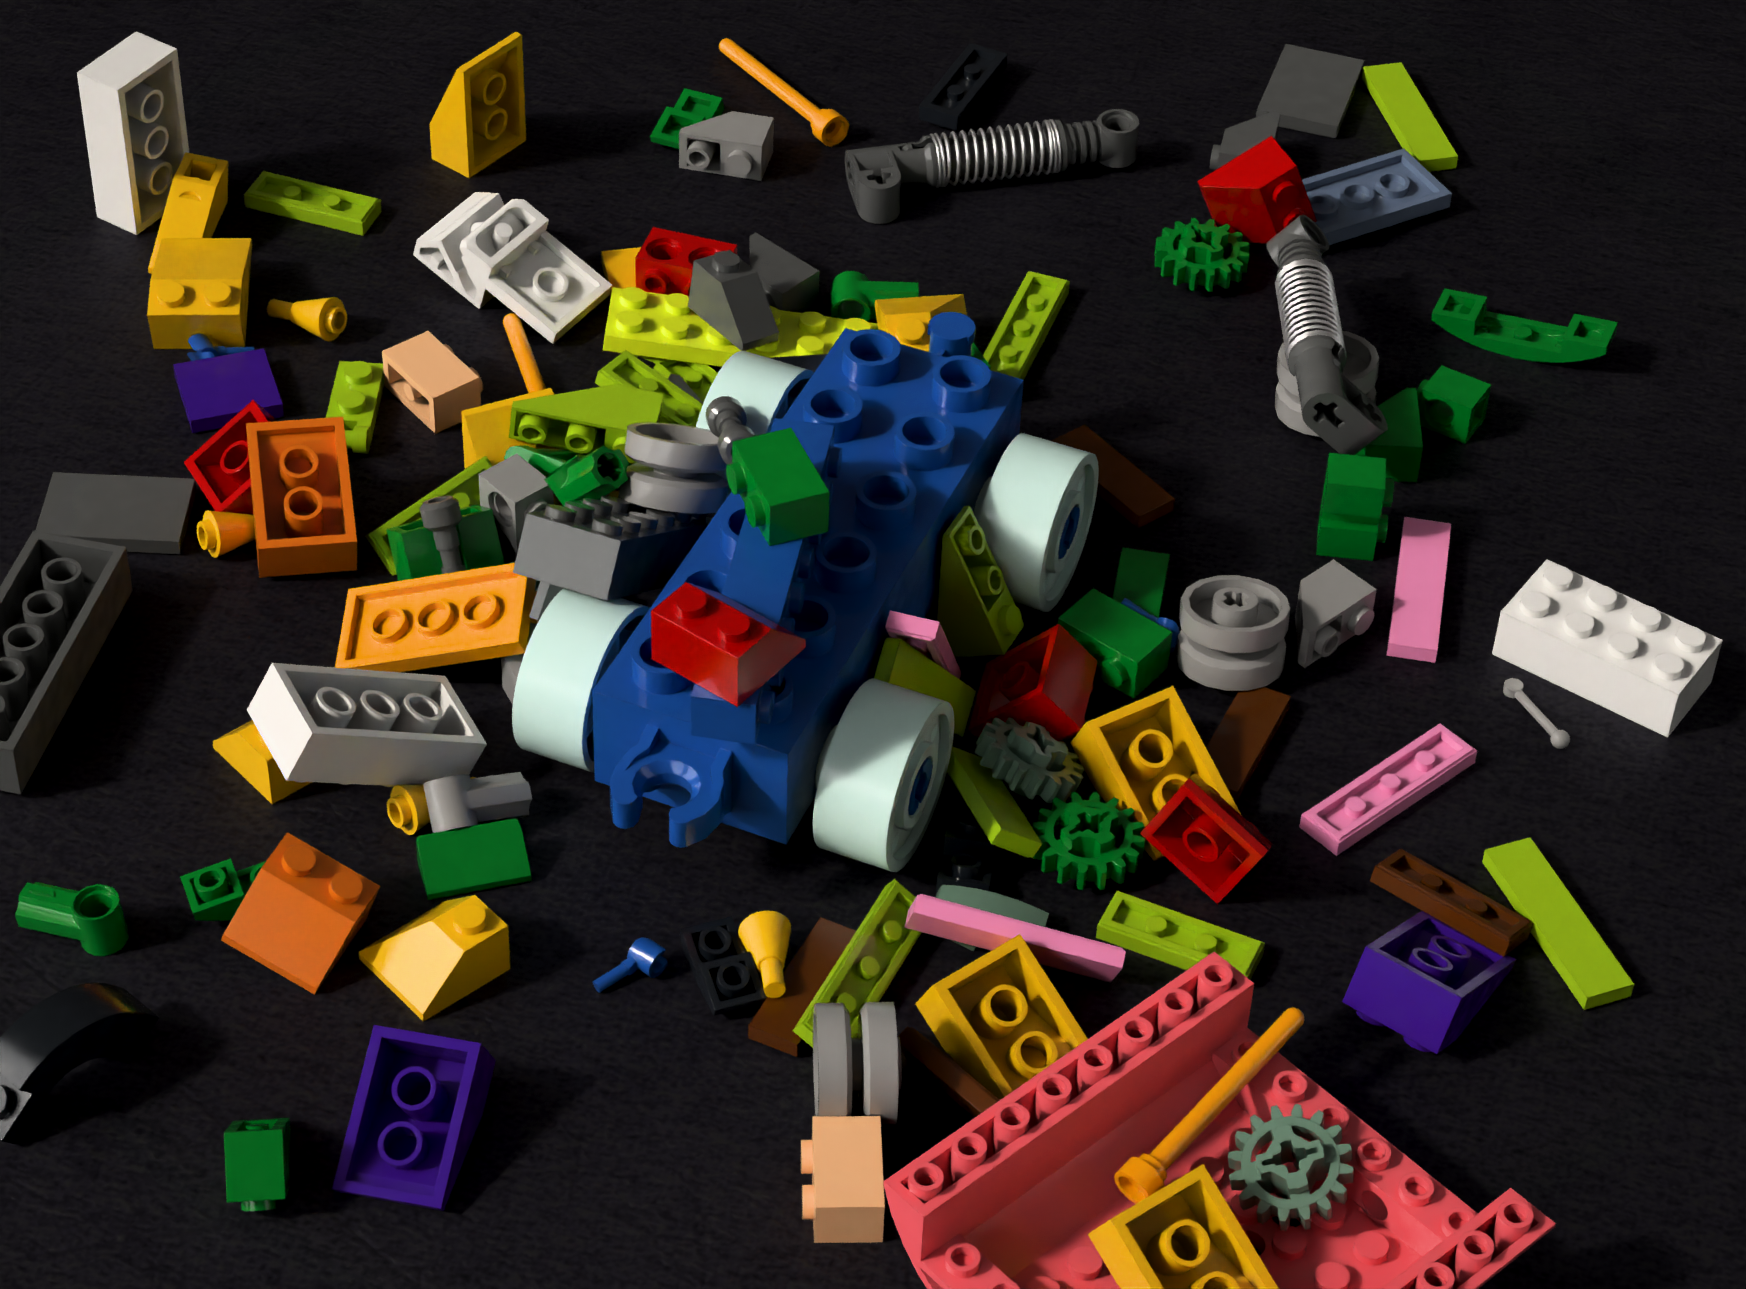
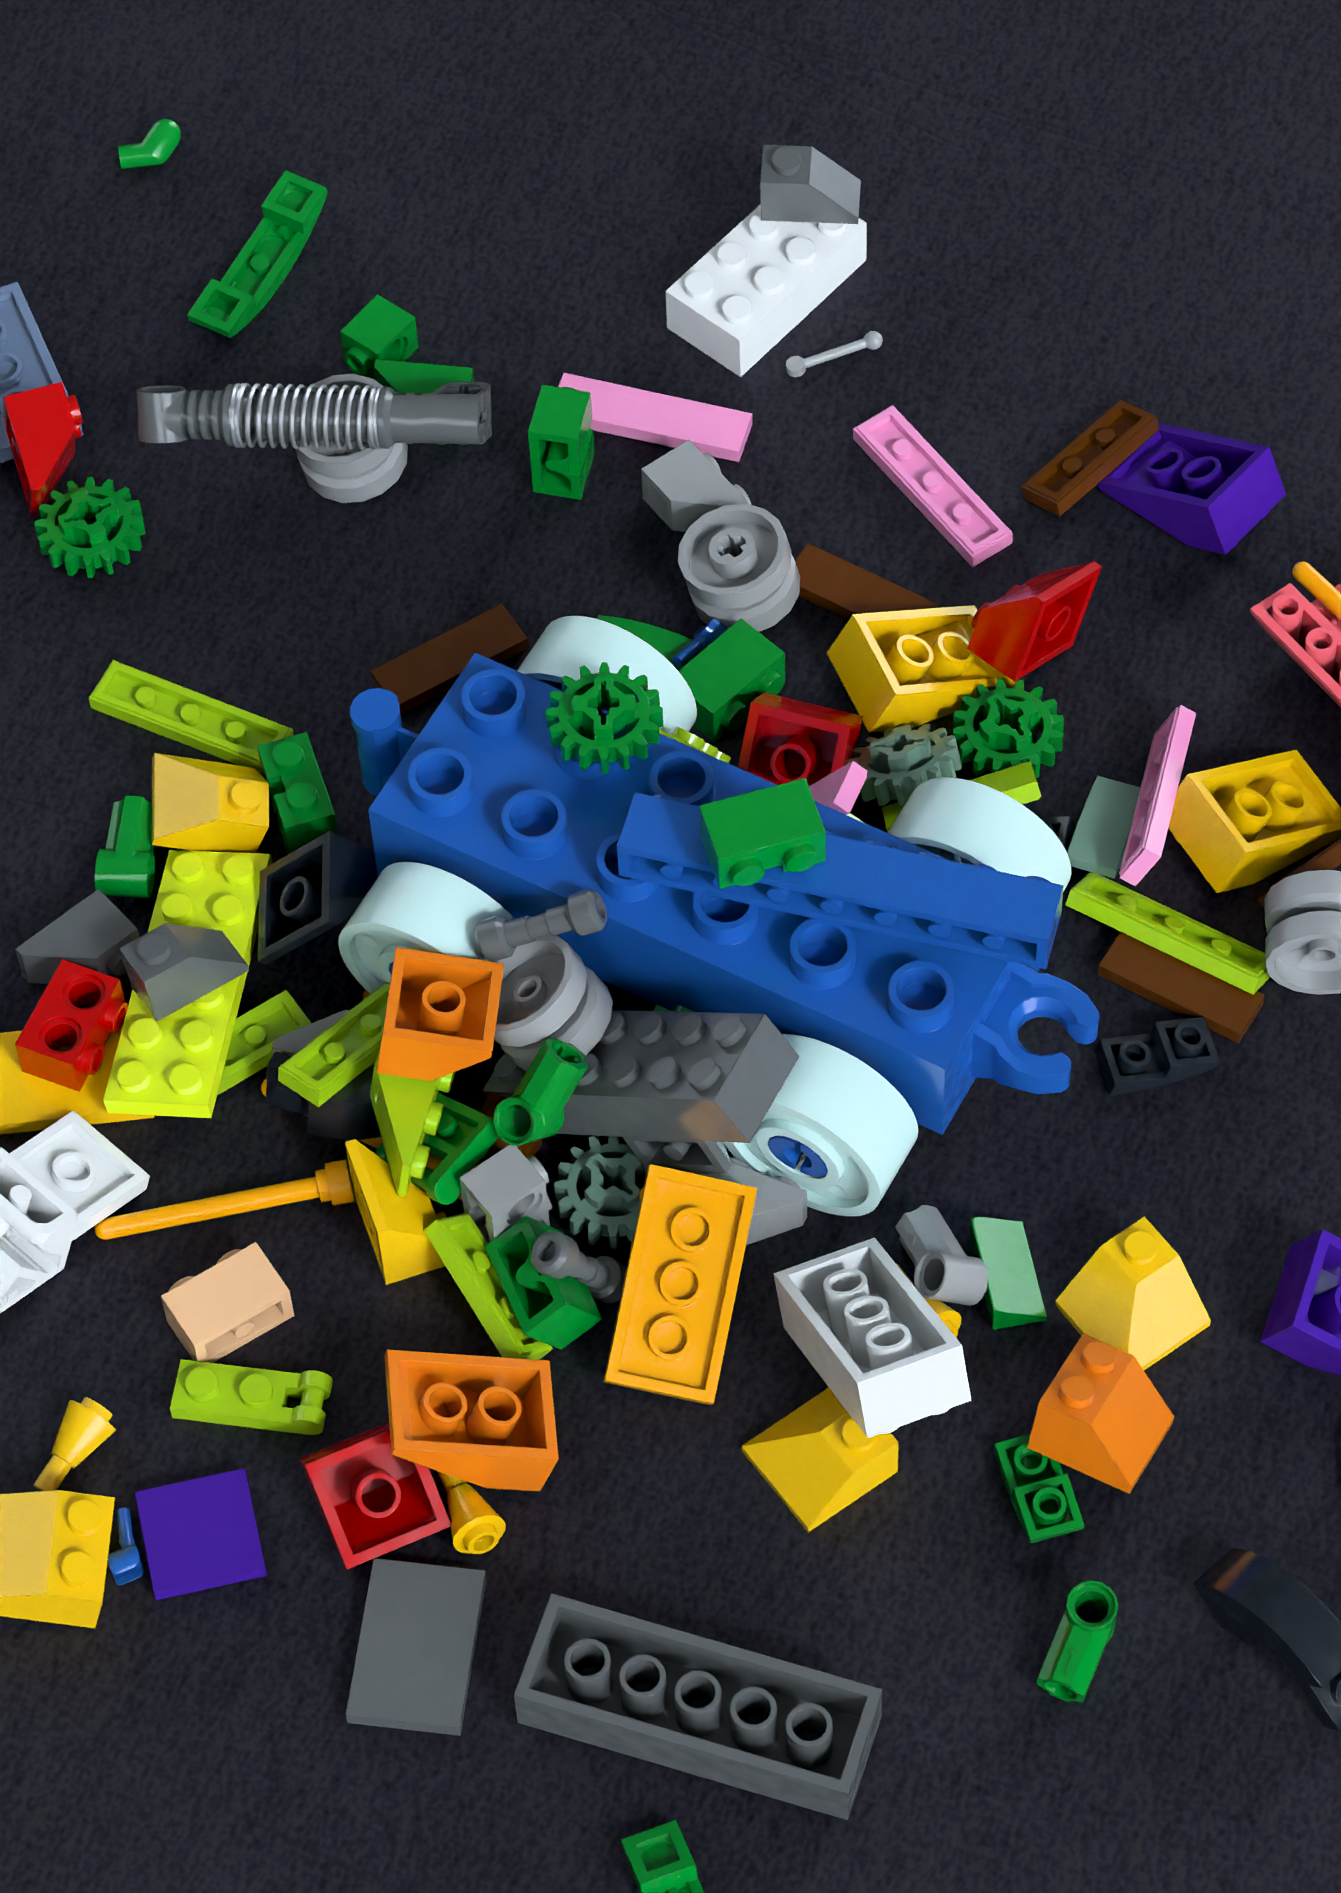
camera: 80 degrees left, 15 degrees up
(642, 955) = (1141, 1124): blue hand -> none
(650, 383) = (438, 1014): none -> orange slope
(719, 642) = (994, 895): red slope -> none
(767, 939) = (1139, 1008): yellow cone -> none
(931, 423) = (630, 722): none -> green gear
(1174, 936) = (1126, 678): lime tile -> none
(1558, 923) = (1102, 384): lime tile -> none
(1638, 267) = (155, 147): none -> green arm
(1687, 624) = (806, 187): none -> dark grey slope

